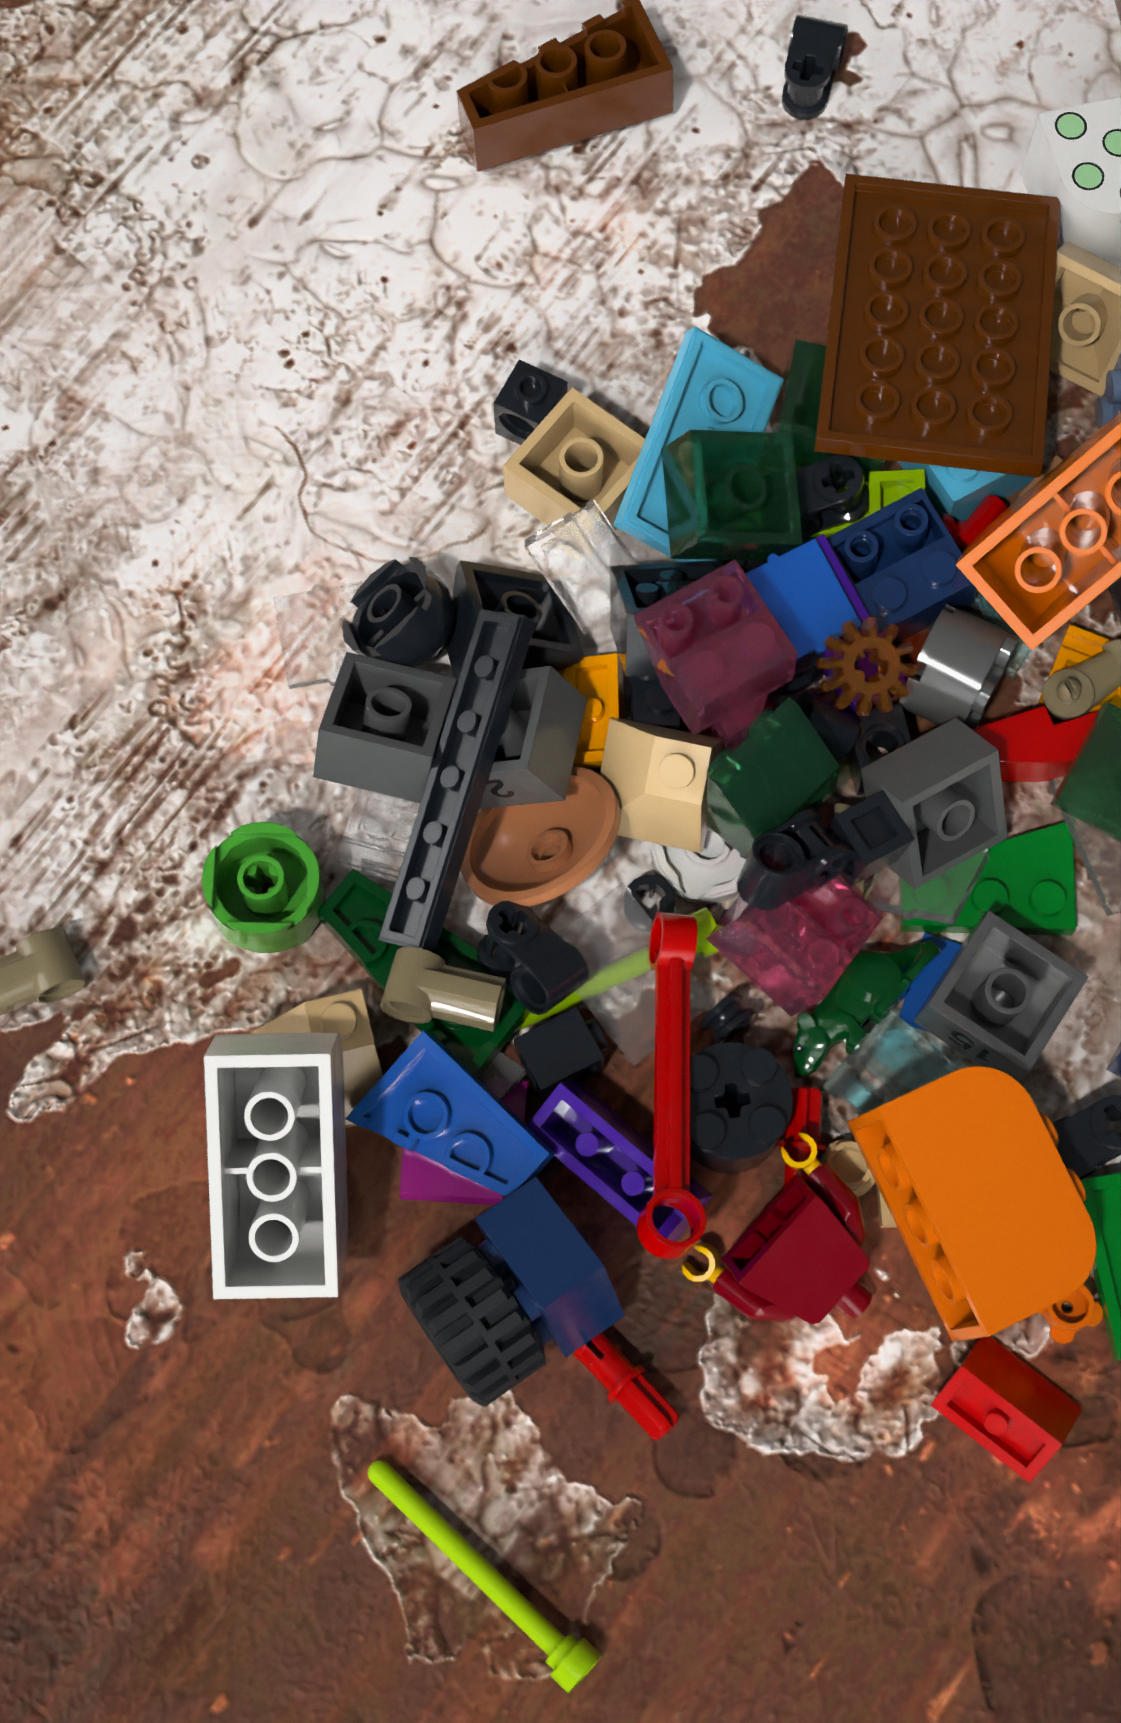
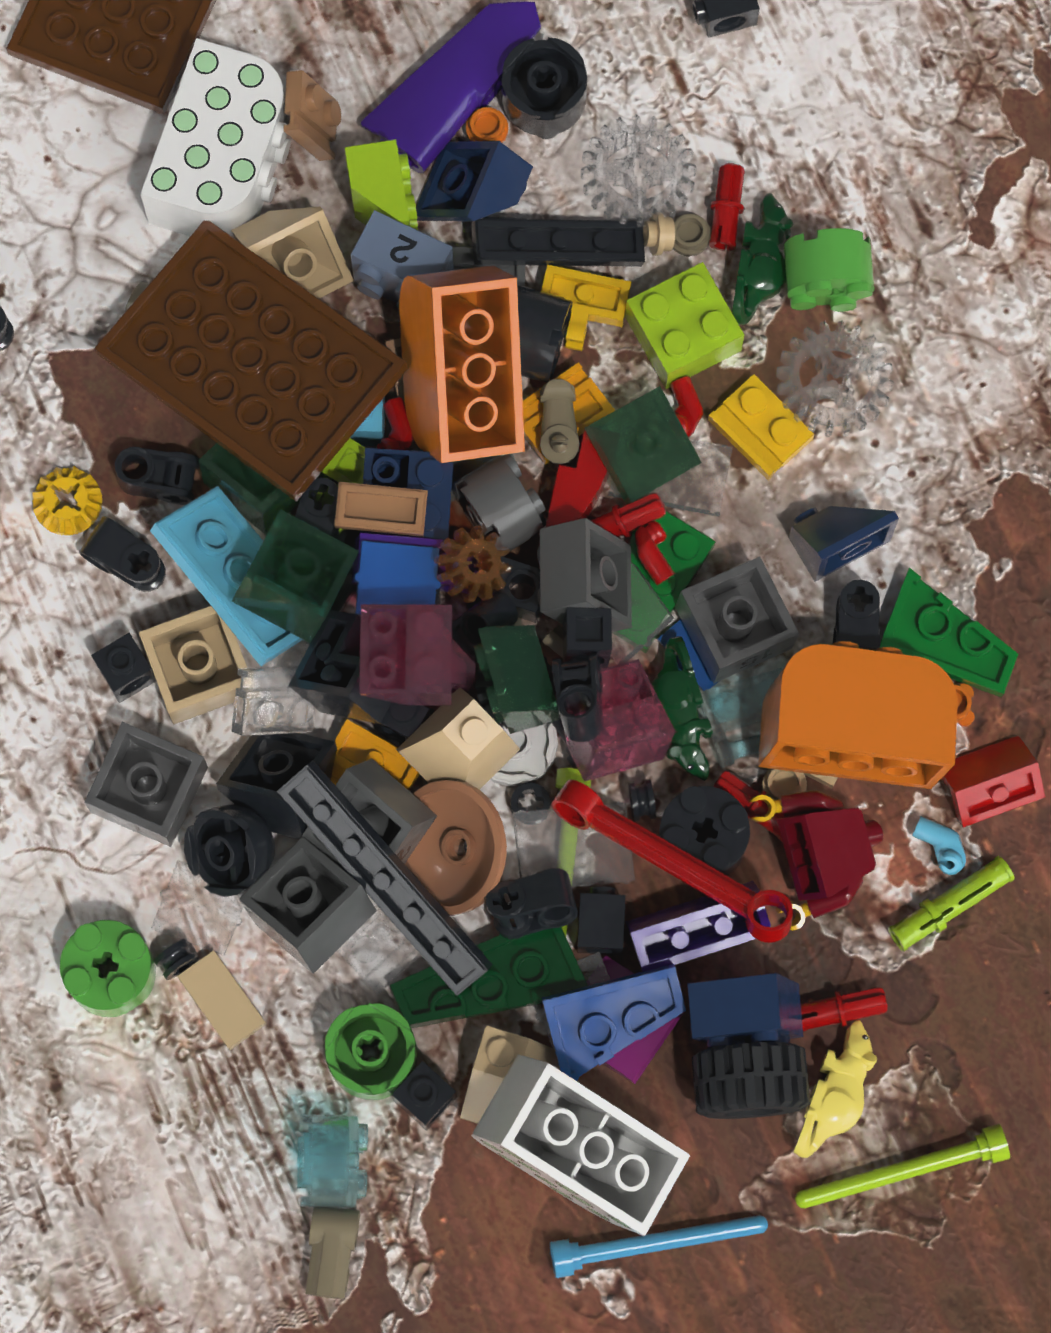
camera: 60 degrees left, 5 degrees up
(115, 913) = (331, 1161): none -> clear light blue brick
(159, 1239) = (570, 1256): none -> dark azure piece
(195, 545) = (95, 945): none -> bright green brick
(236, 711) = (221, 1000): none -> tan tile
(249, 974) = (424, 1095): none -> black brick
(251, 637) = (176, 959): none -> black bush
(418, 496) = (146, 784): none -> flat silver brick
(428, 988) = (513, 982): dark tan piece -> none
(518, 1444) = (840, 1098): none -> light yellow animal
(650, 342) = (119, 552): none -> black piece
(694, 271) = (67, 520): none -> yellow gear
(760, 330) = (161, 474): none -> black piece
(831, 1443) = (937, 912): none -> lime pin
(864, 538) = (381, 509): none -> medium nougat tile
(898, 1396) = (946, 845): none -> medium azure arm
(1010, 861) = (649, 554): none -> red arm
(1043, 820) = (632, 516): none -> red axle

